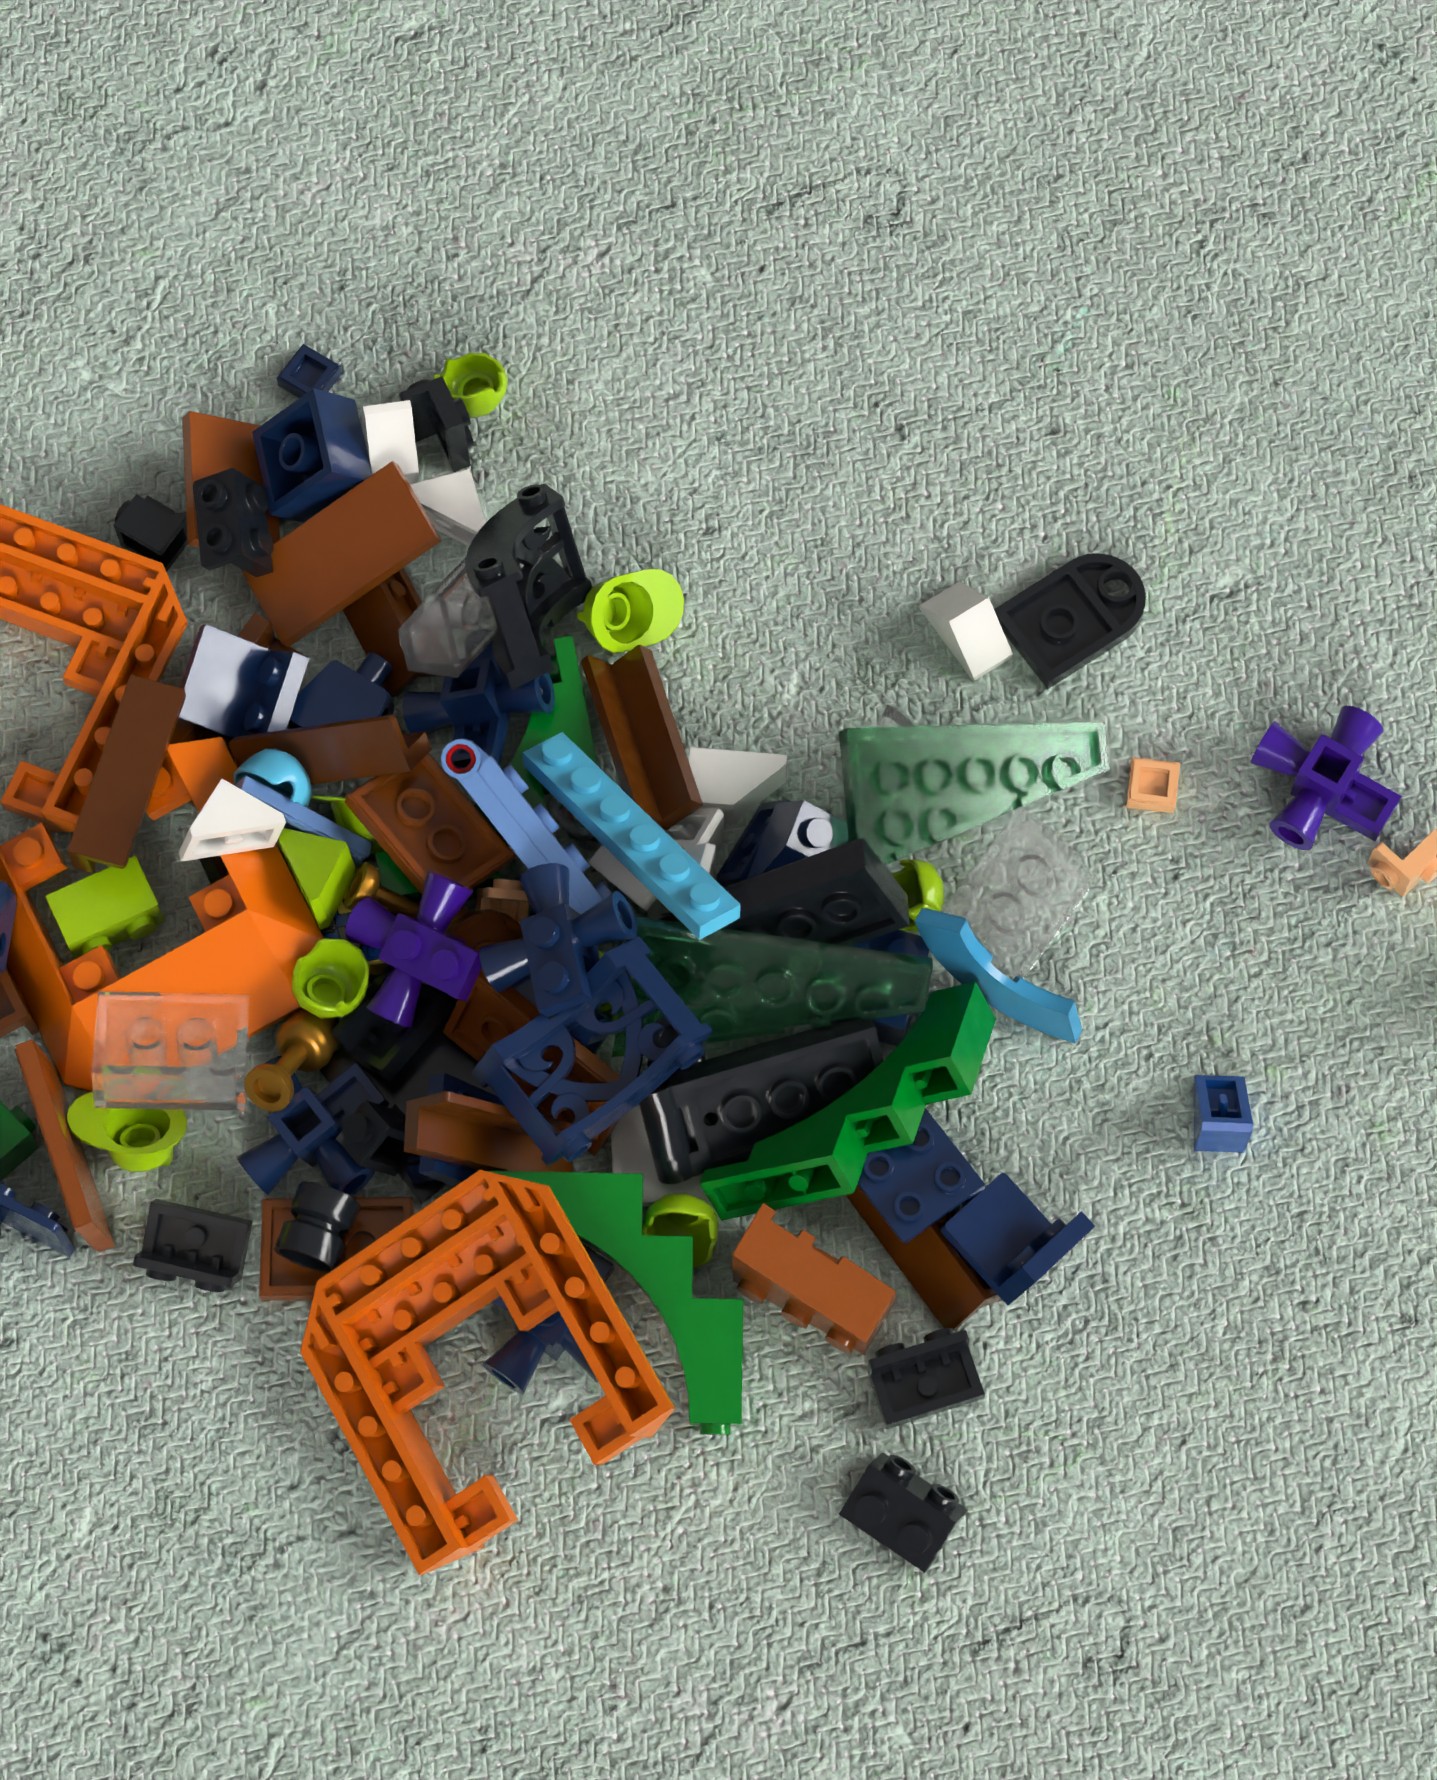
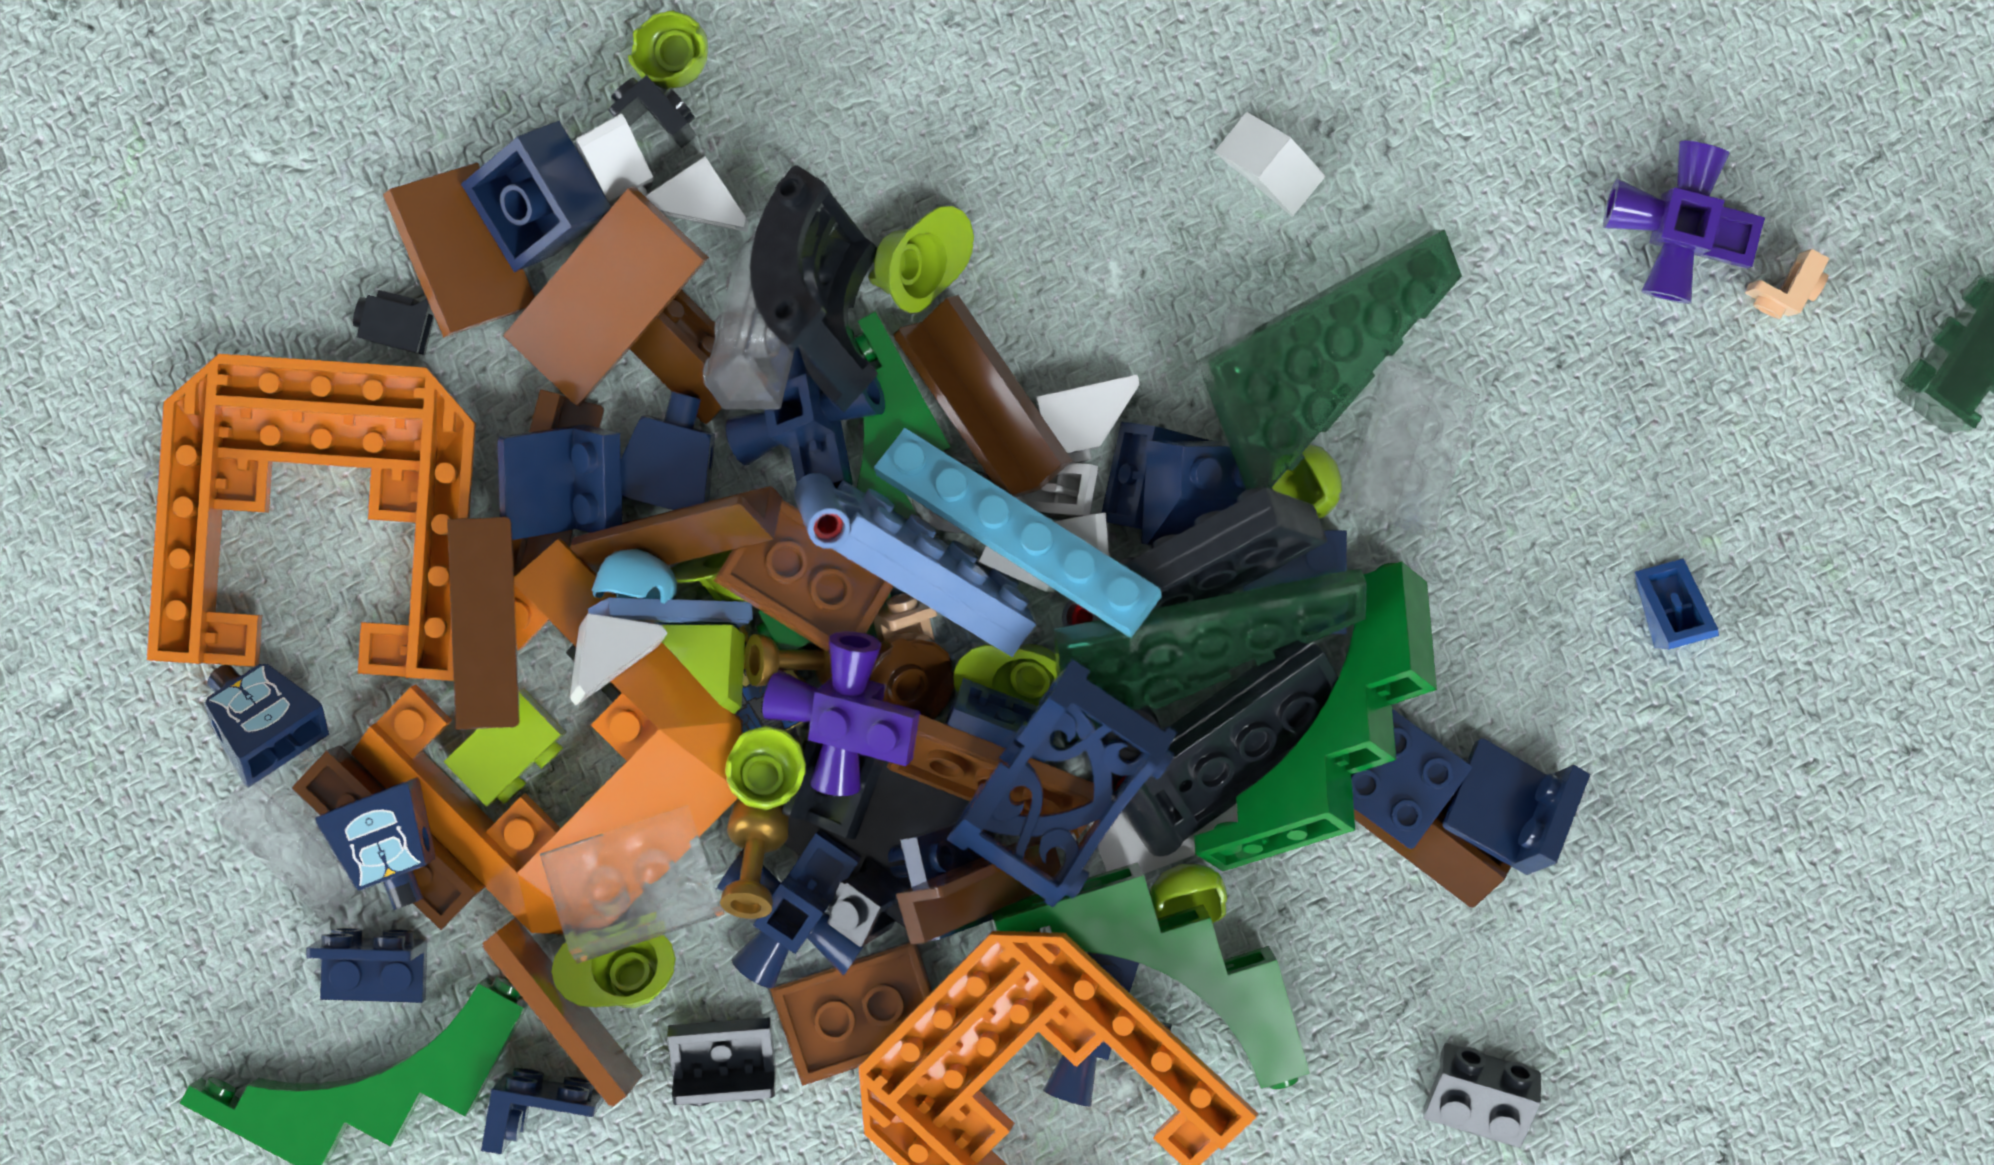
camera: 20 degrees left, 20 degrees up
(233, 522) = (482, 302): black bracket -> none
(308, 371) = (491, 87): dark blue tile -> none
(314, 1235) = (839, 1013): black wheel -> none
(557, 941) = (990, 687): dark blue brick -> none
(810, 1284) = (1332, 912): dark orange wedge -> none
(924, 1377) = (1466, 966): black bracket -> none
(968, 961) = (1387, 539): dark azure tile -> none
(1071, 617) = (1373, 115): black tile -> none
(1152, 785) = (1508, 277): light nougat tile -> none

